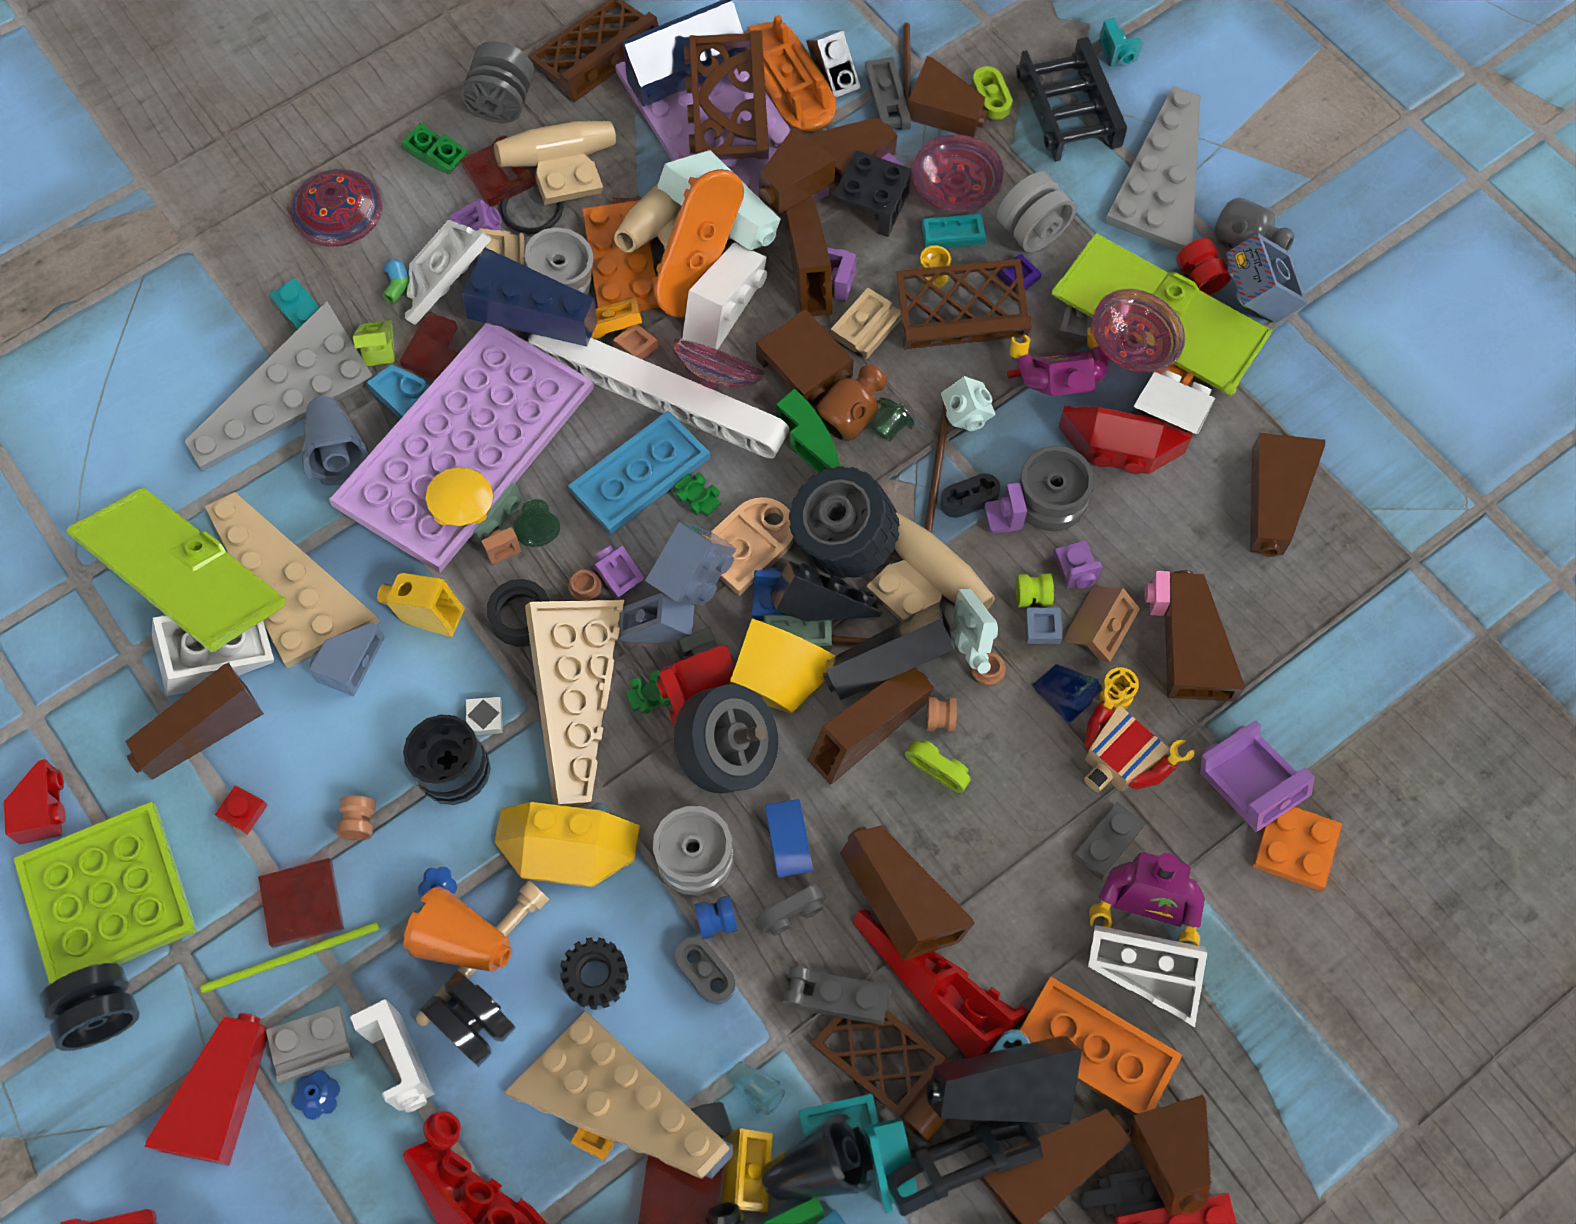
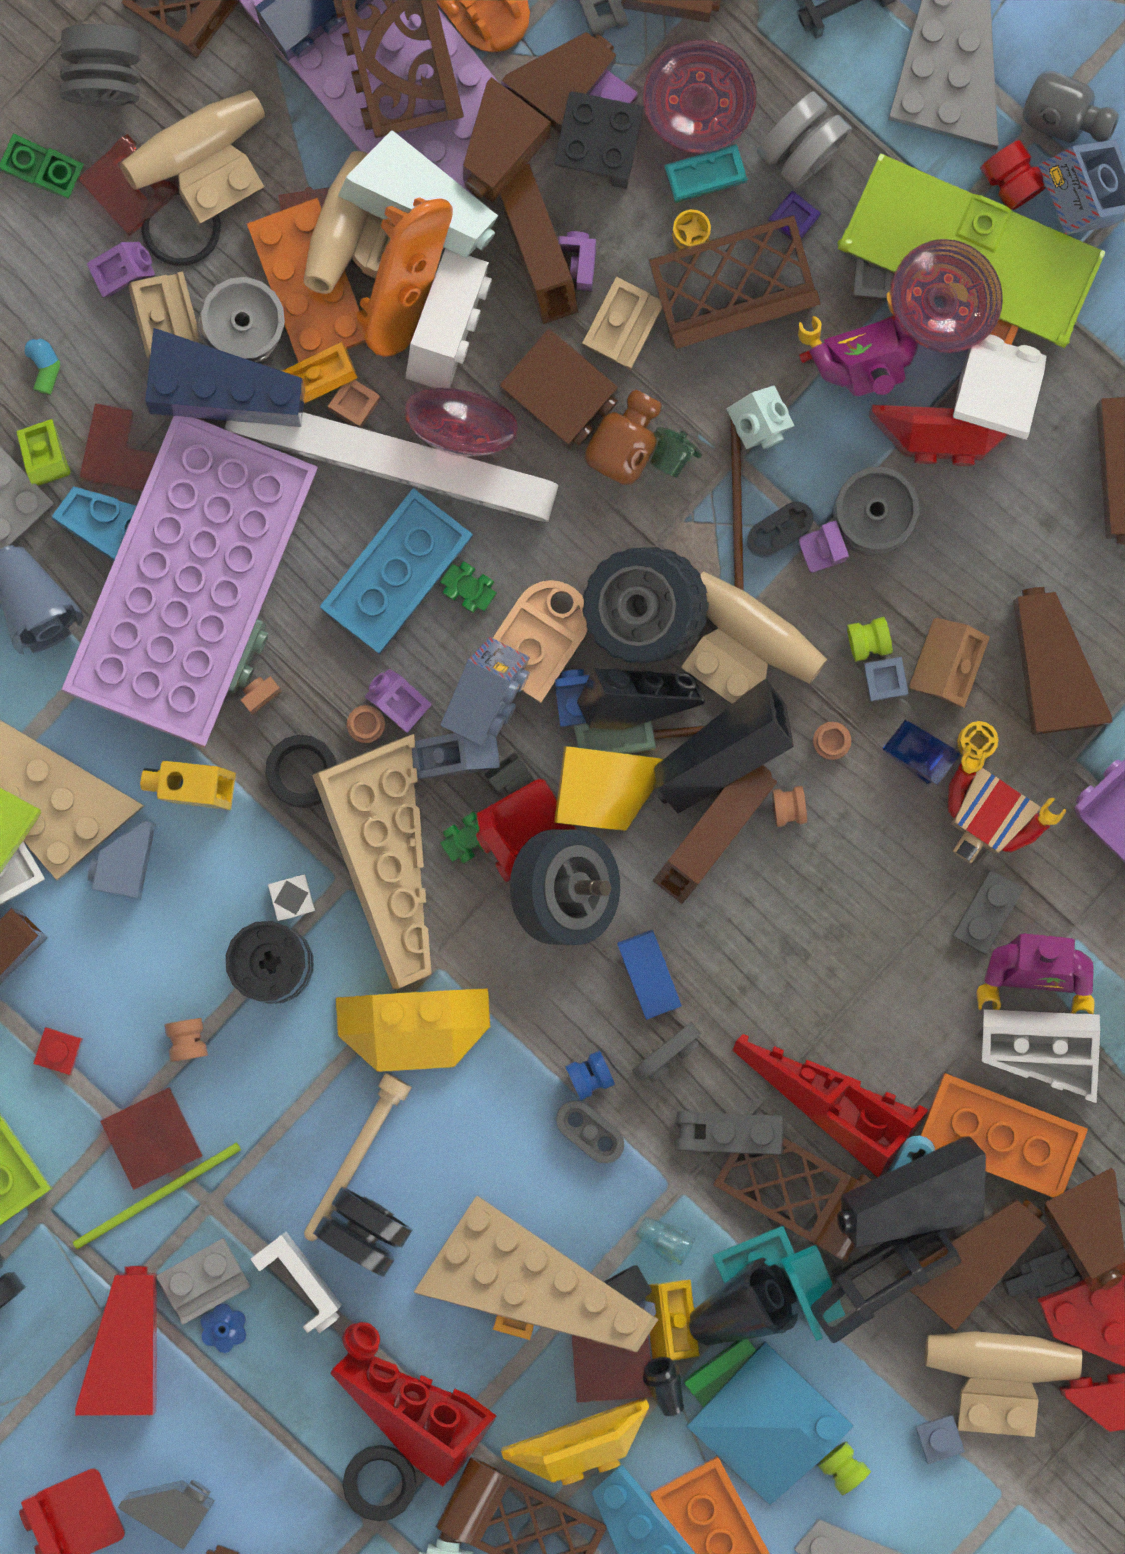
camera: 15 degrees left, 20 degrees up
(437, 877) = (291, 1099): blue plant -> none
(440, 265) = (99, 345): white wing -> none
(454, 934) = (330, 1149): orange cone -> none
(459, 497) = (206, 657): yellow dish -> none
(536, 524) = (294, 660): clear green piece -> none
(588, 952) = (453, 1151): black tyre -> none
(699, 830) = (576, 1012): light grey wheel -> none
(807, 432) = (585, 490): green slope -> none
(903, 895) = (779, 1016): reddish brown slope -> none
(948, 772) = (810, 871): lime plate -> none
(974, 630) = (810, 709): light aqua plate -> none
(1077, 565) = (913, 596): medium lavender bracket -> none
(1158, 593) = (1007, 617): bright pink plate -> none

